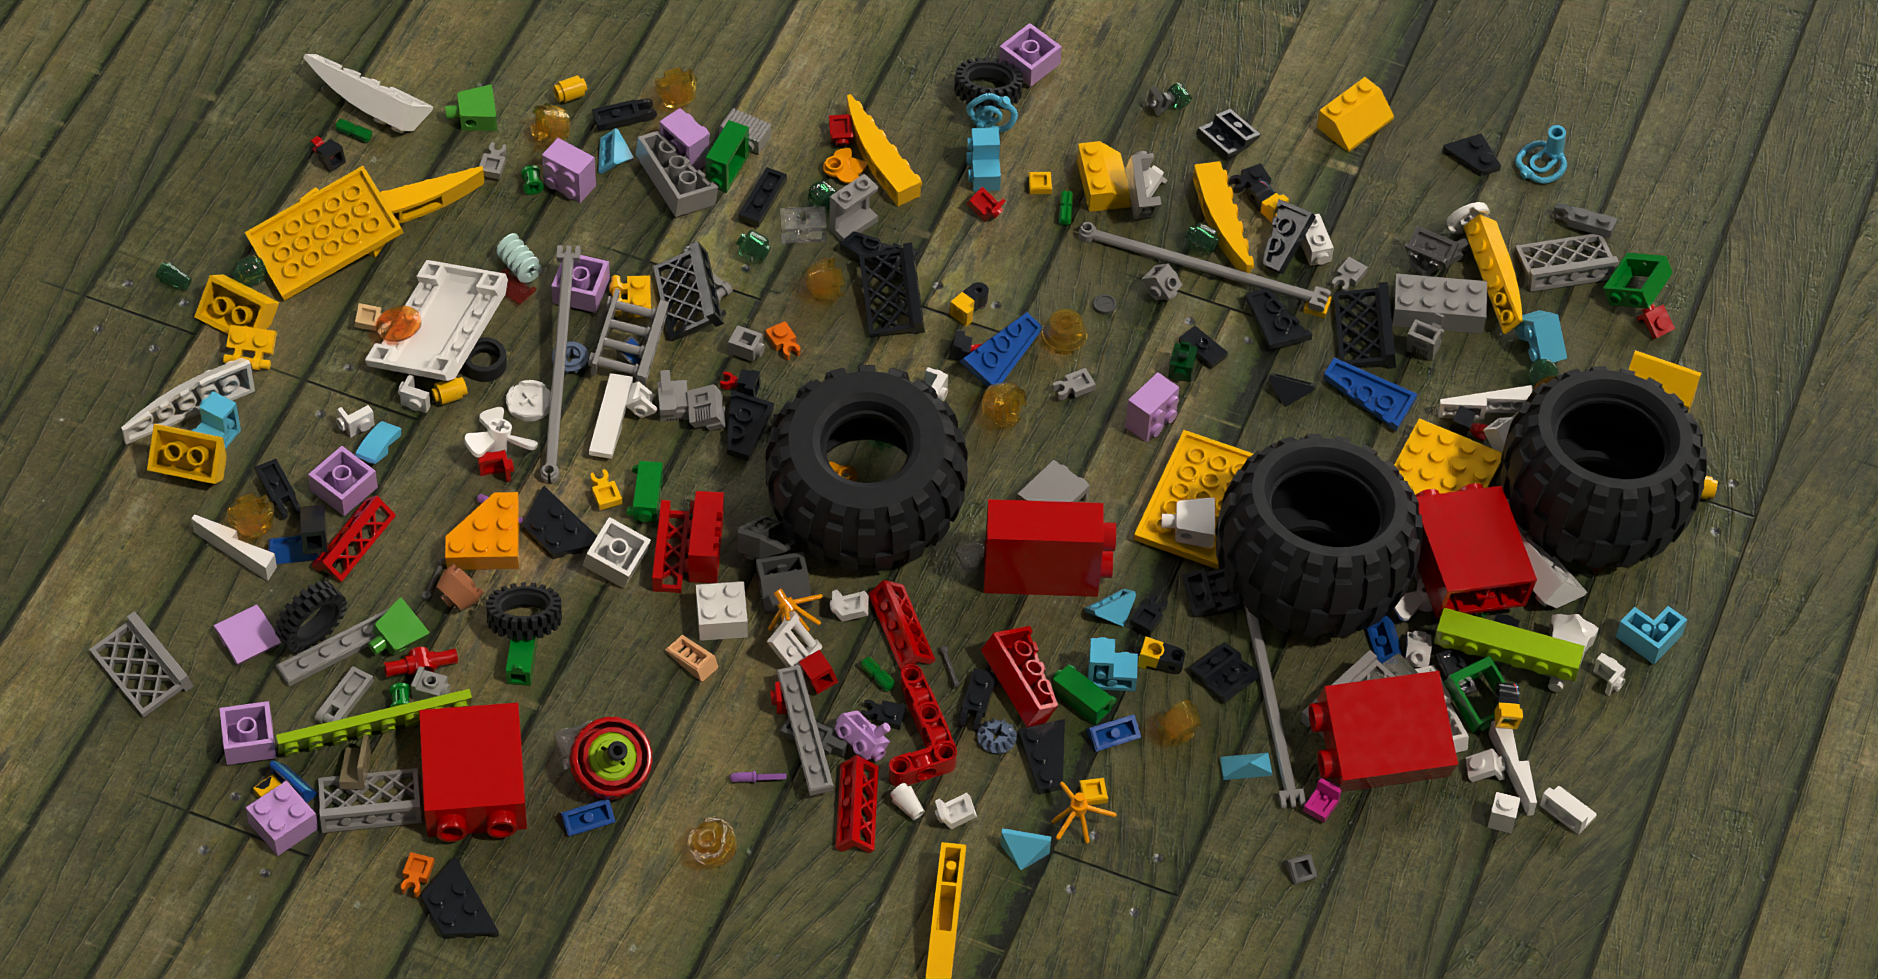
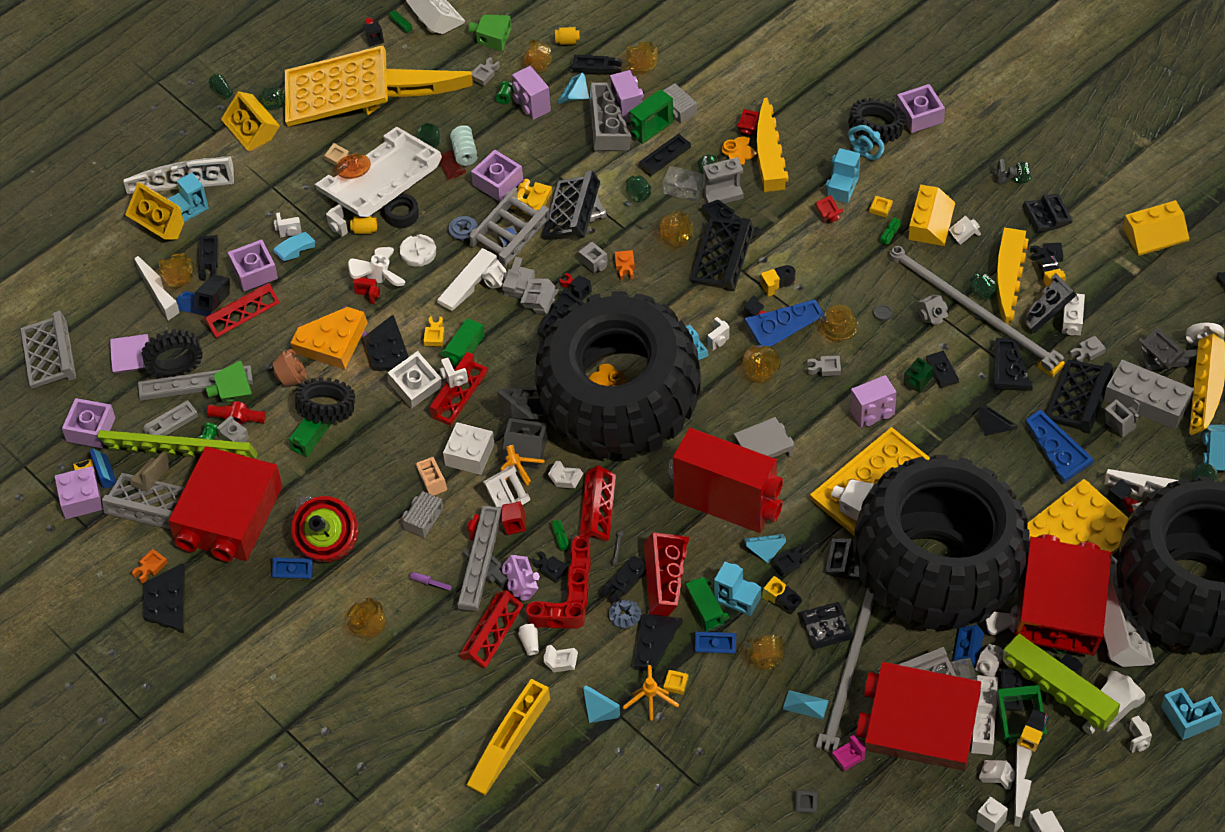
camera: 30 degrees right, 0 degrees up
(251, 340) = (247, 146): yellow plate -> none
(471, 256) = (429, 134): none -> clear green head
(559, 361) = (490, 155): light grey hinge -> none
(660, 532) = (454, 378): none -> white bracket
(705, 537) = (481, 394): red wedge -> none
(708, 703) = (422, 514): none -> light grey brick
(1141, 205) = (947, 247): light grey panel -> none

